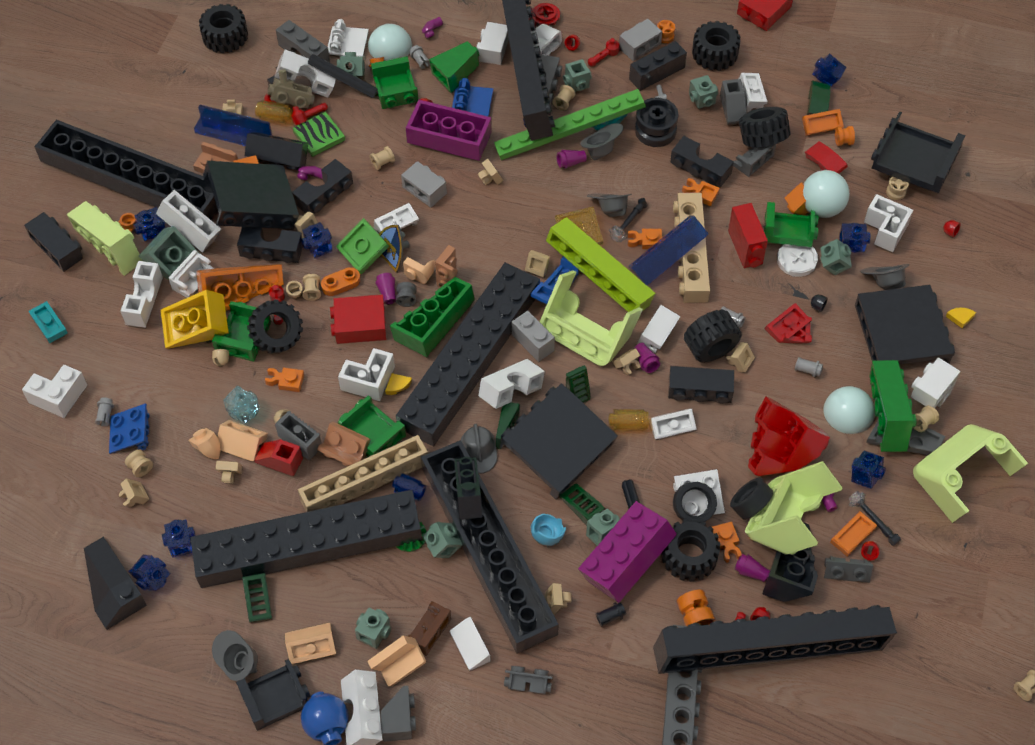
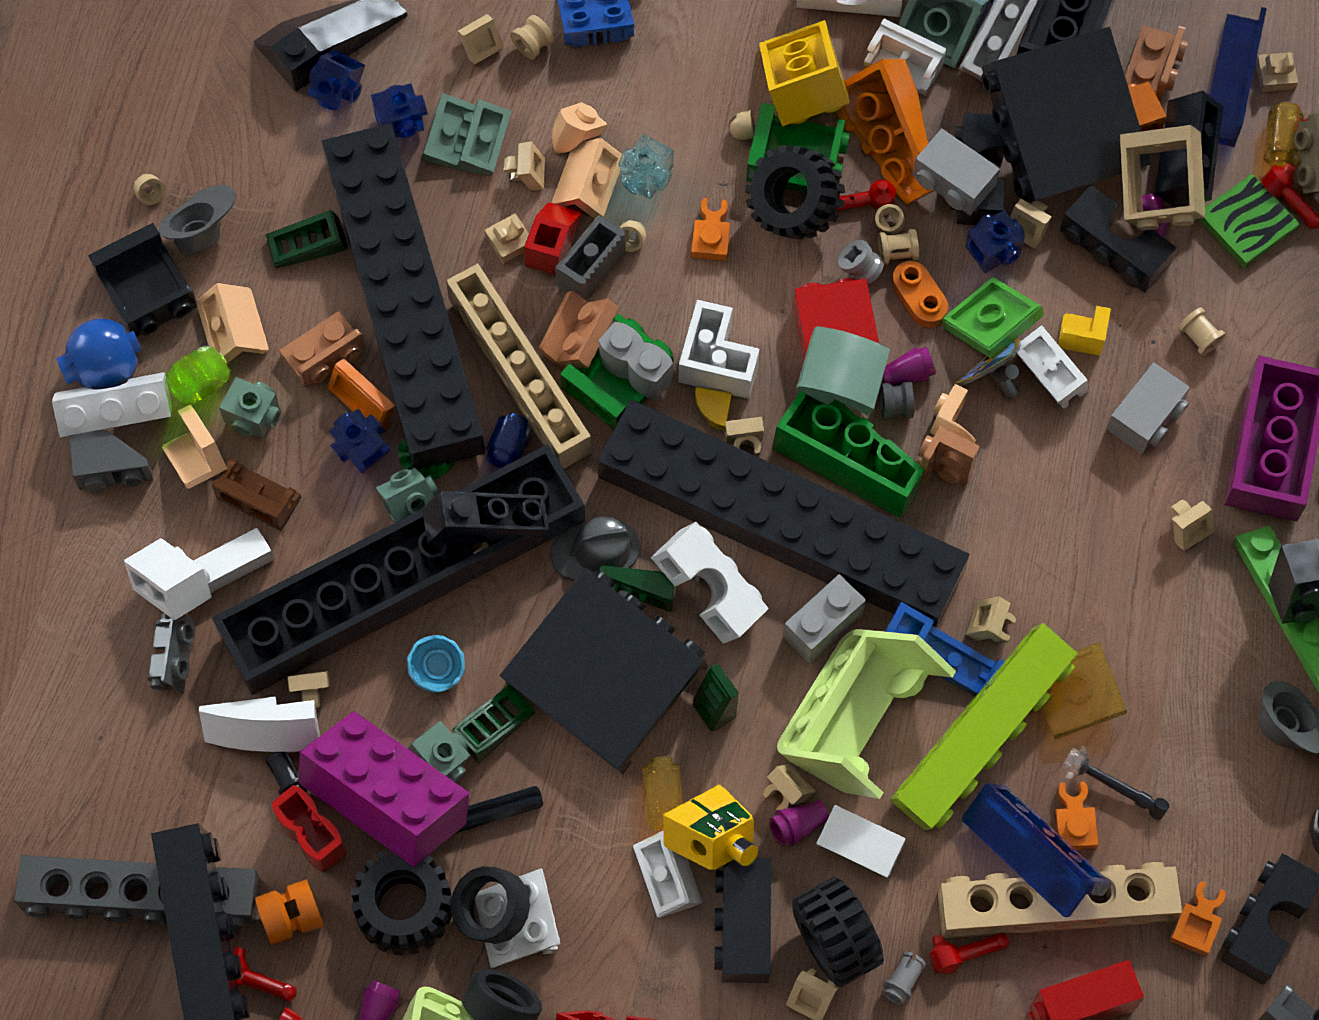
camera: 85 degrees right, 10 degrees up
(199, 504) = (466, 135): none -> sand green slope
(204, 692) = (155, 195): none -> tan hinge
(273, 484) = (507, 237): none -> tan tile
(277, 246) = (955, 172): none -> light grey brick
(300, 136) = (1160, 141): none -> tan window
(322, 300) = (860, 261): none -> light grey wheel
(334, 589) = (320, 348): none -> nougat bracket
(347, 655) = (197, 375): none -> clear neon green gear
(369, 413) = (640, 362): none -> light grey brick
(371, 566) = (359, 393): none -> orange tile
(375, 206) = (1085, 333): none -> yellow panel
(391, 308) = (843, 369): none -> sand green slope
(401, 565) = (358, 439): none -> clear blue brick
(418, 367) = (745, 431): none -> tan tile
(485, 673) = (168, 578): none -> white brick
(569, 158) = (1249, 667): magenta cone -> none
(581, 623) = (260, 725): none -> white slope
(612, 204) = (1150, 743): dark grey piece -> none
(647, 597) = (312, 831): none -> red brick
(656, 389) = (711, 830): none -> yellow torso
(720, 296) = (948, 957): none -> red piece
(728, 540) = (438, 967): orange plate -> none

